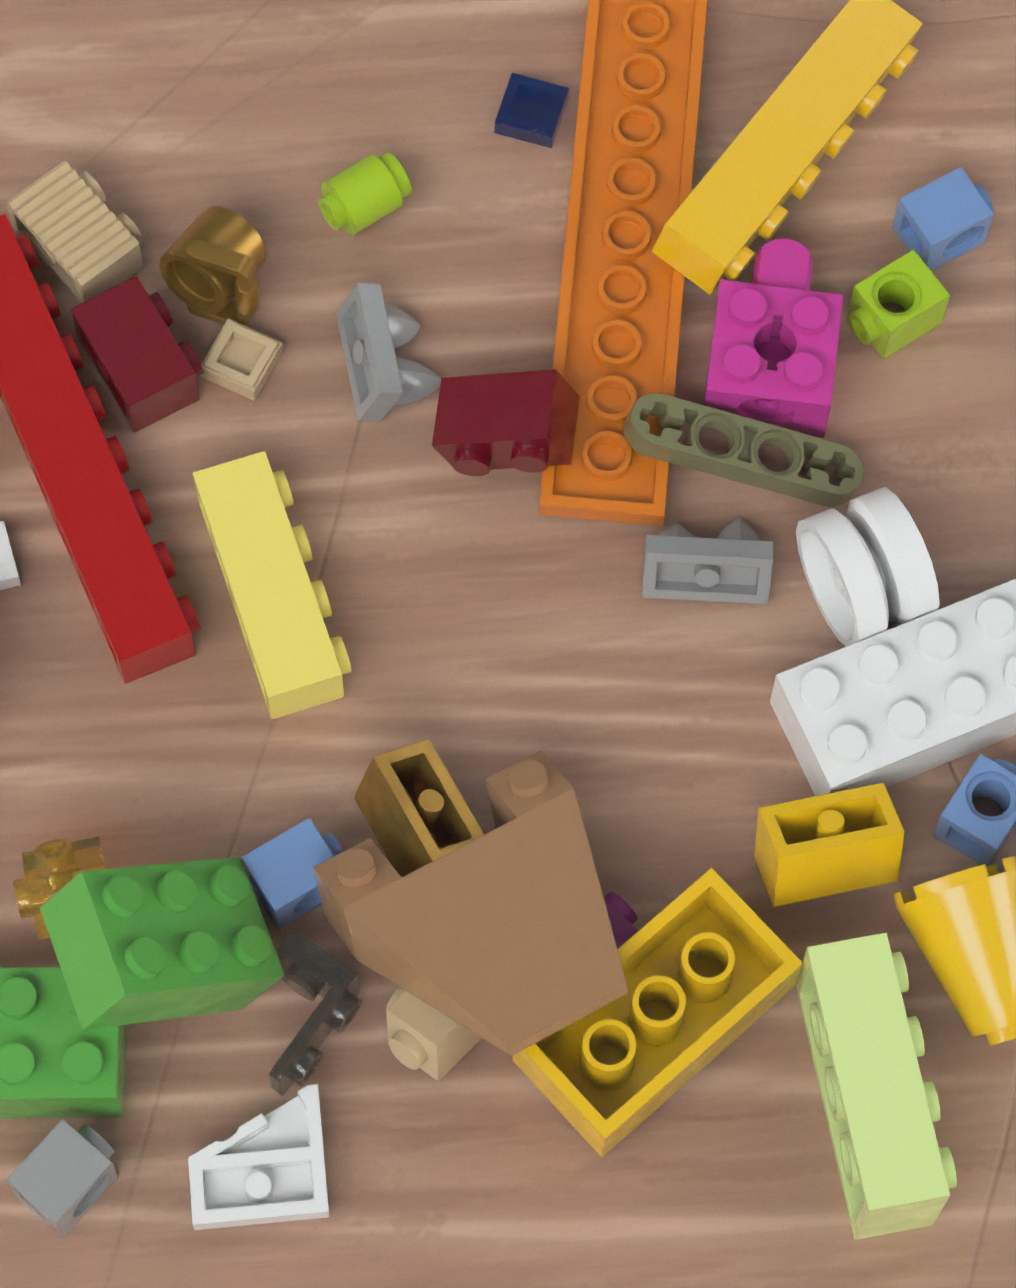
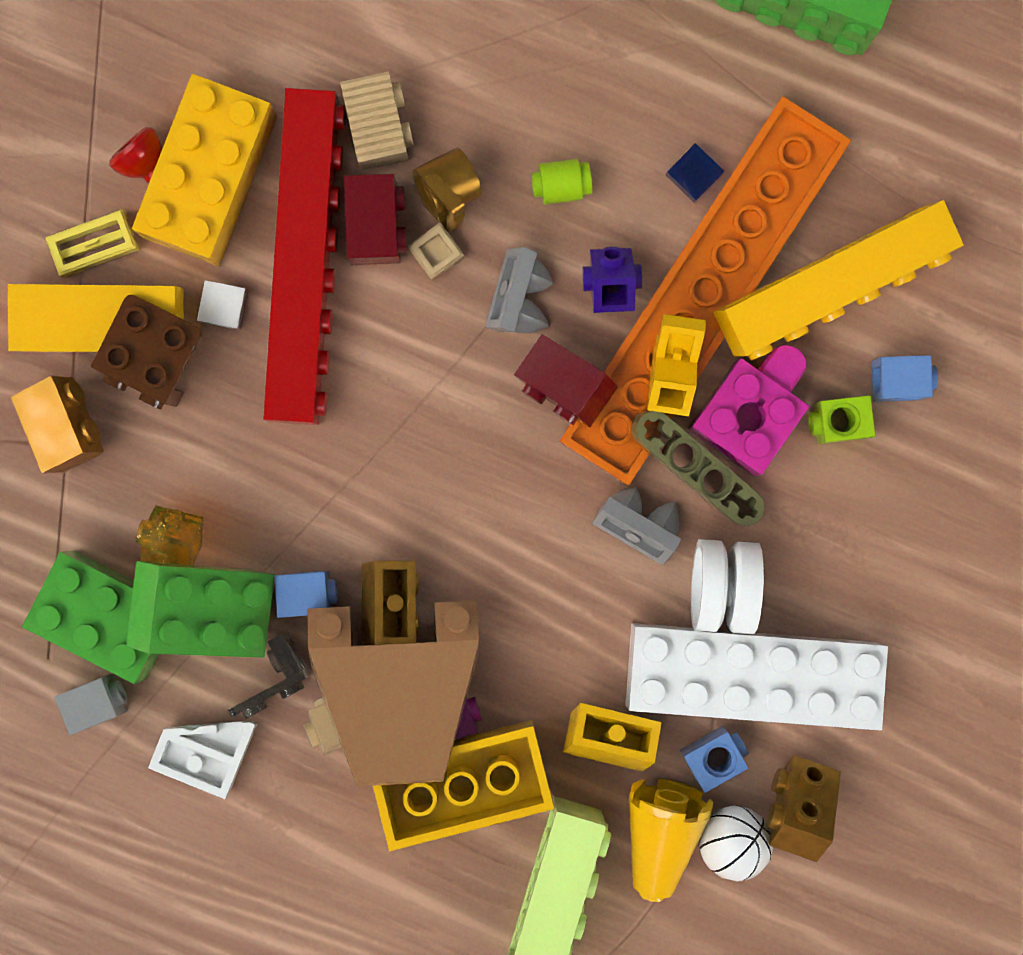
camera: 25 degrees right, 20 degrees up
(270, 585) = (378, 407): light yellow brick -> none
(496, 272) = (612, 279): none -> dark purple brick
(636, 324) = (675, 365): none -> yellow brick

